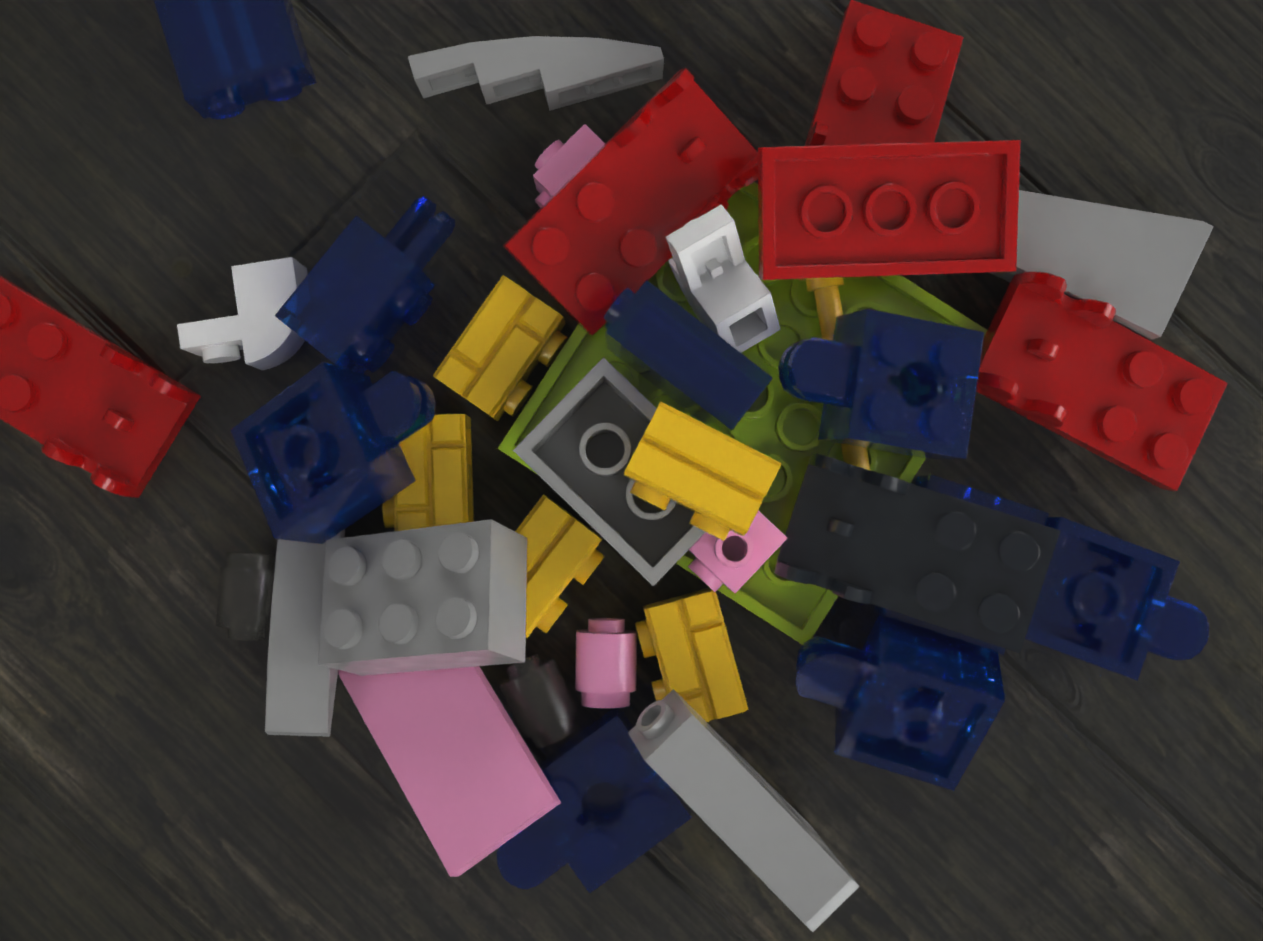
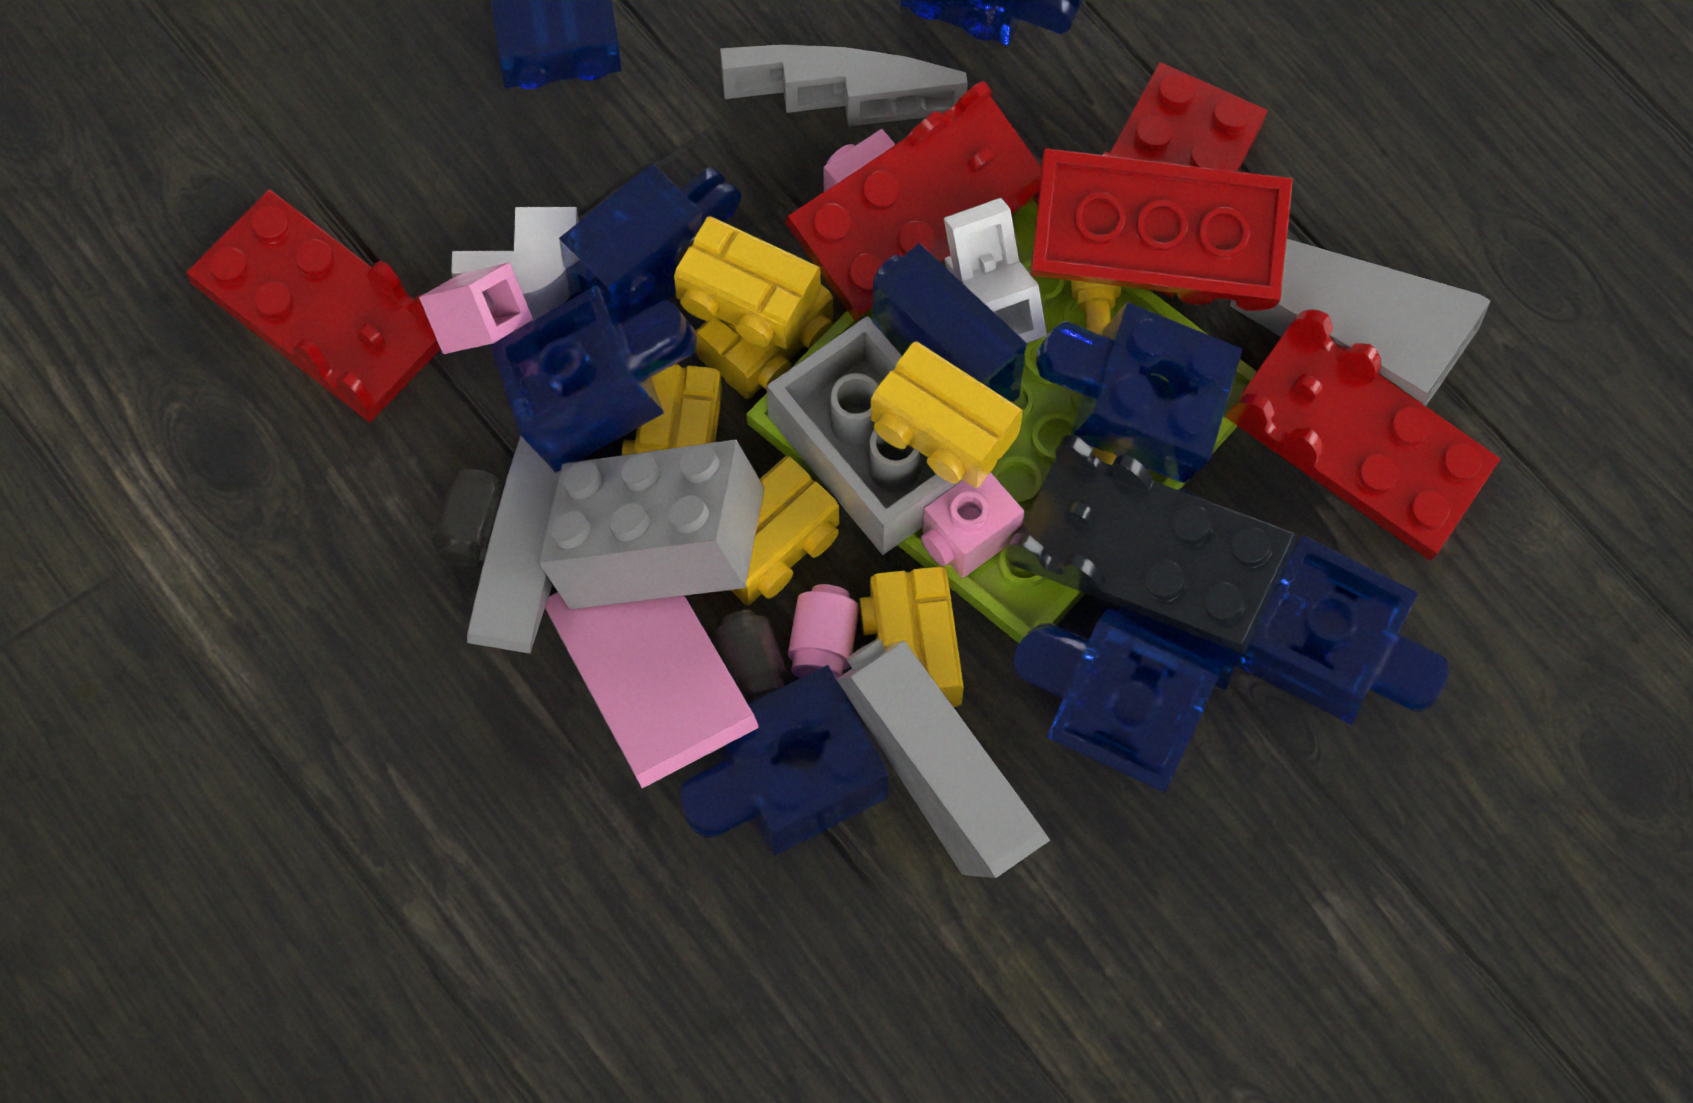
camera: 10 degrees right, 20 degrees down
(209, 392) = (476, 308): none -> bright pink brick
(474, 327) = (746, 284): none -> yellow brick

